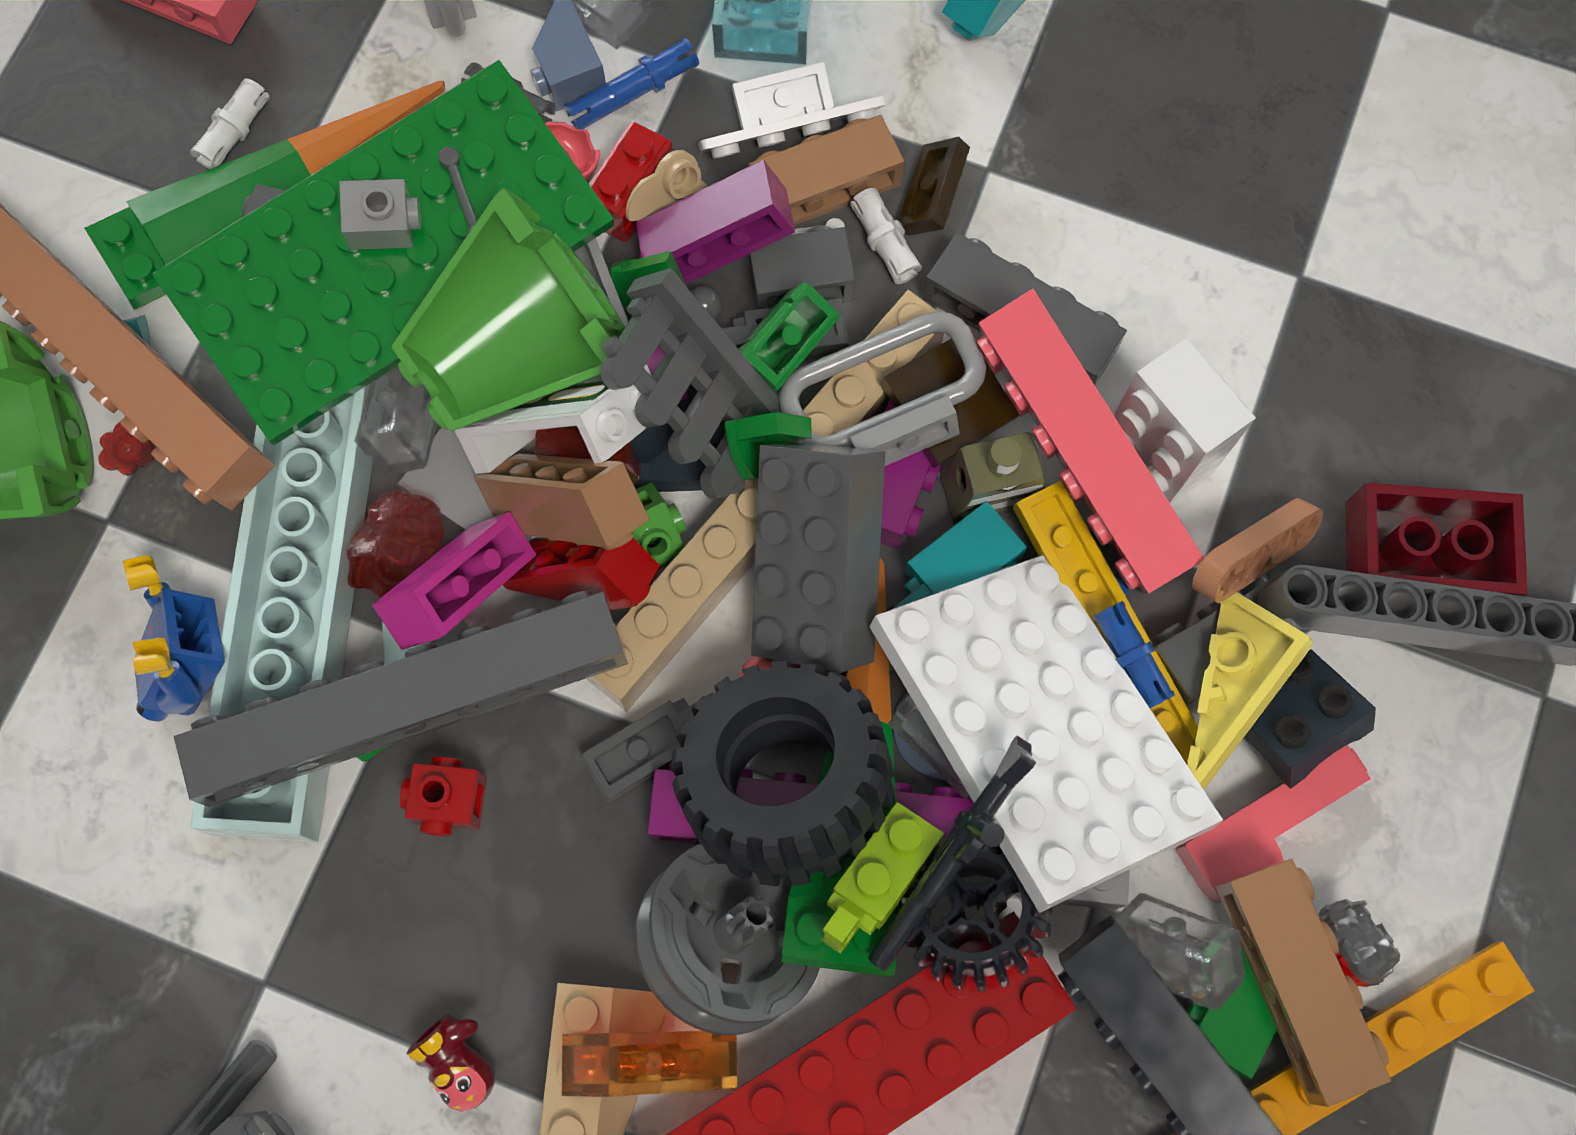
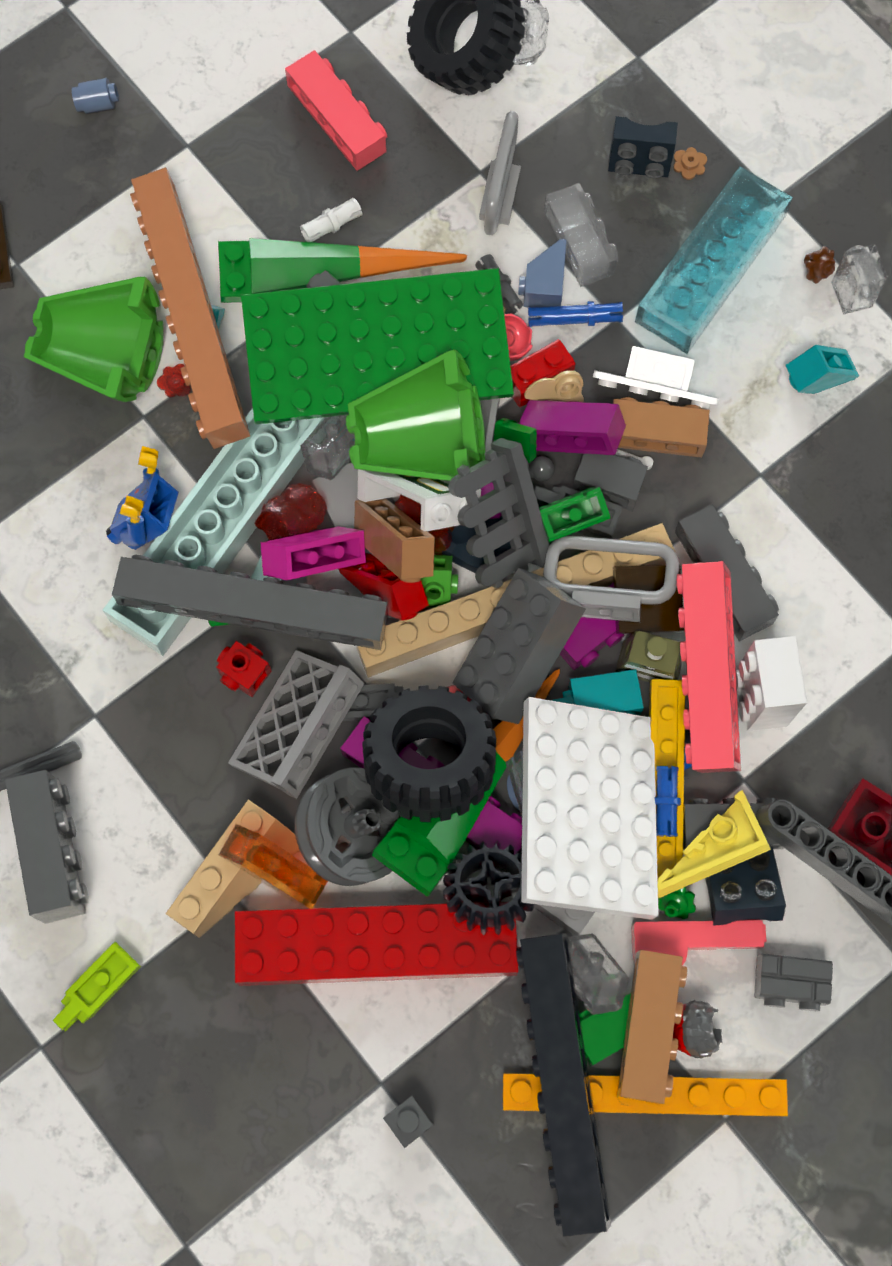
camera: 30 degrees right, 0 degrees up
(378, 214) = (380, 326): light grey brick -> none
(450, 160) = (437, 313): dark grey hinge -> none
(456, 1069) = (170, 816): animal -> none
(597, 830) = (314, 730): none -> light grey fence
(748, 433) = (526, 560): green tile -> none
(880, 876) = (449, 837): lime hinge -> none
(885, 236) = (673, 483): white pin -> none
(933, 186) = (718, 468): dark brown plate -> none
(959, 848) = (511, 837): black piece -> none
(1228, 785) = (678, 903): none -> green plant
(1257, 550) = (775, 781): nougat beam -> none
(1432, 802) = (793, 980): none -> dark grey brick

